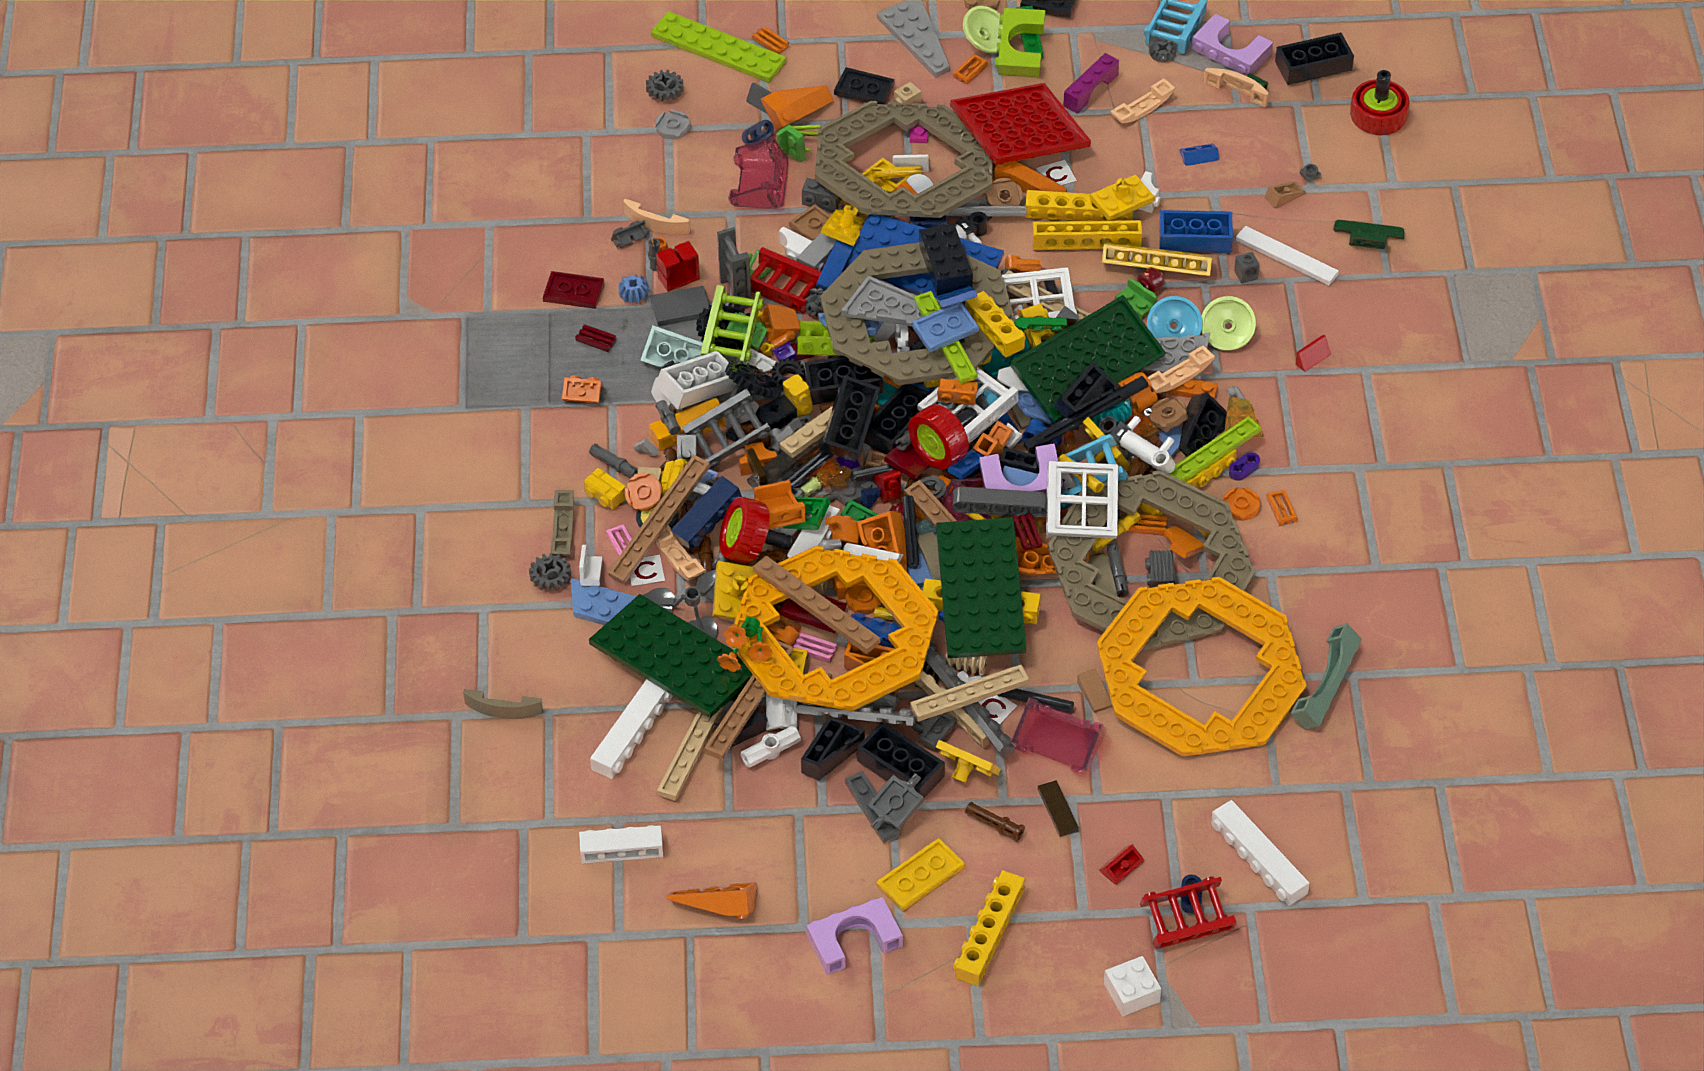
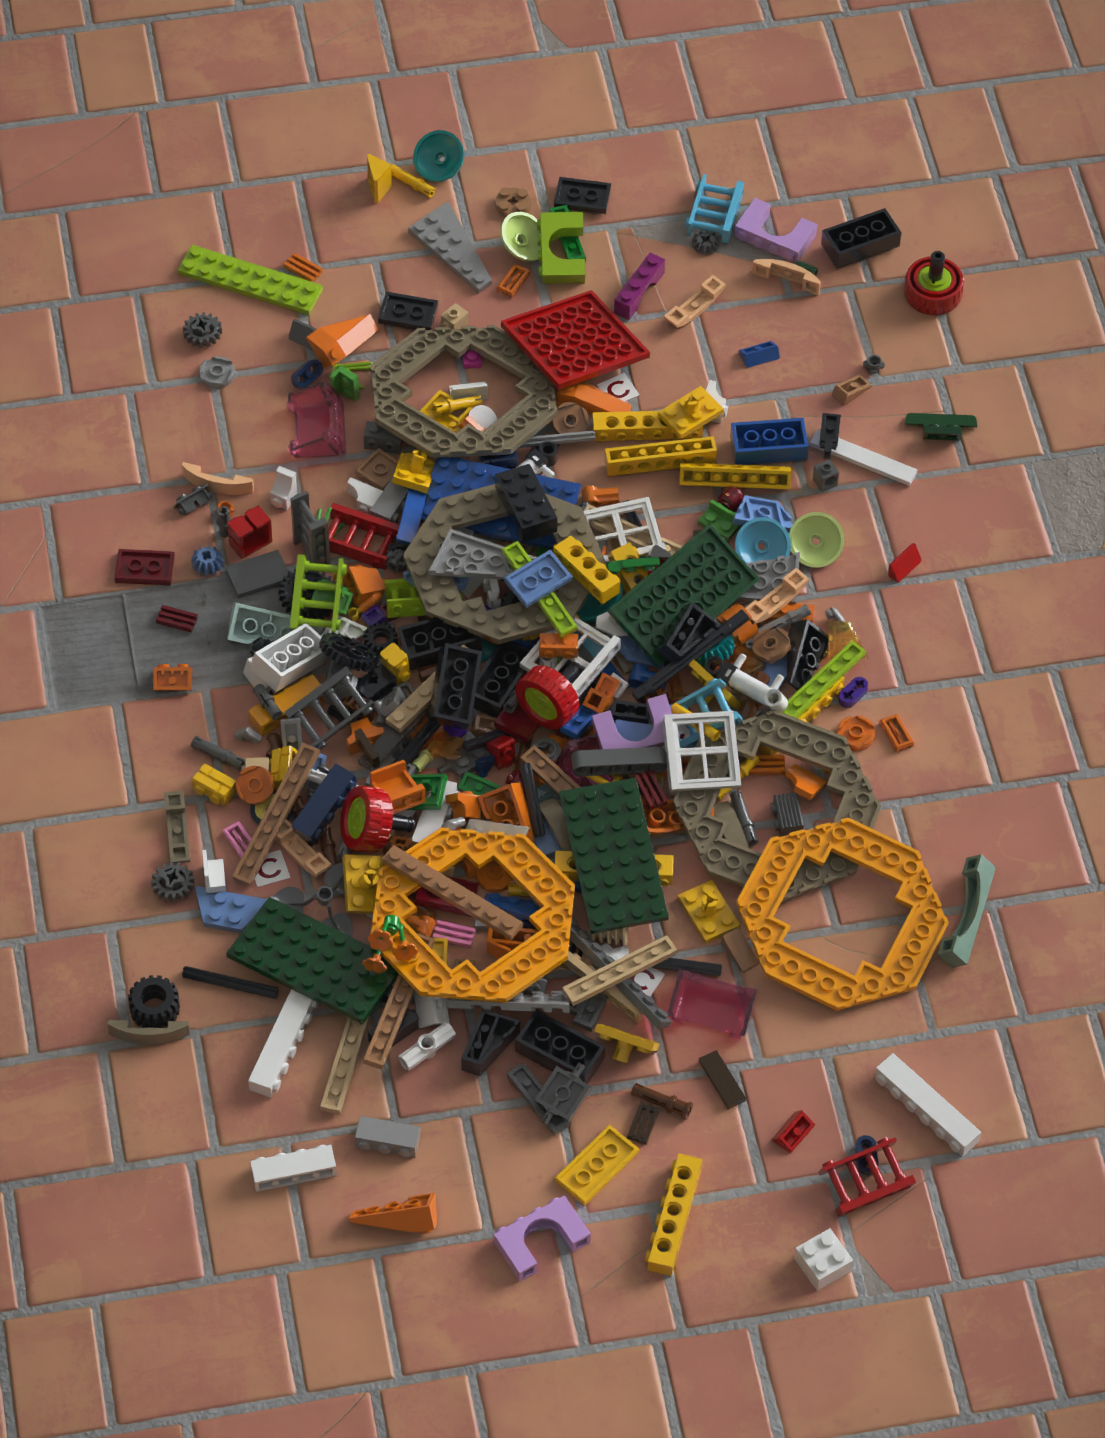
camera: 10 degrees left, 5 degrees up
(511, 666) = (150, 989): none -> black tyre
(590, 669) = (230, 982): none -> black axle
(718, 221) = (283, 488): none -> white arch
(718, 825) = (387, 1137): none -> light grey brick
(956, 296) = (544, 544): blue tile -> none
(979, 827) = (648, 1109): none -> dark brown tile
(1068, 652) = (708, 911): none -> yellow plate
(1171, 287) = (757, 507): none -> medium blue wing
(1205, 387) = (787, 619): none -> light grey pin
(1256, 229) = (829, 433): none -> black hinge

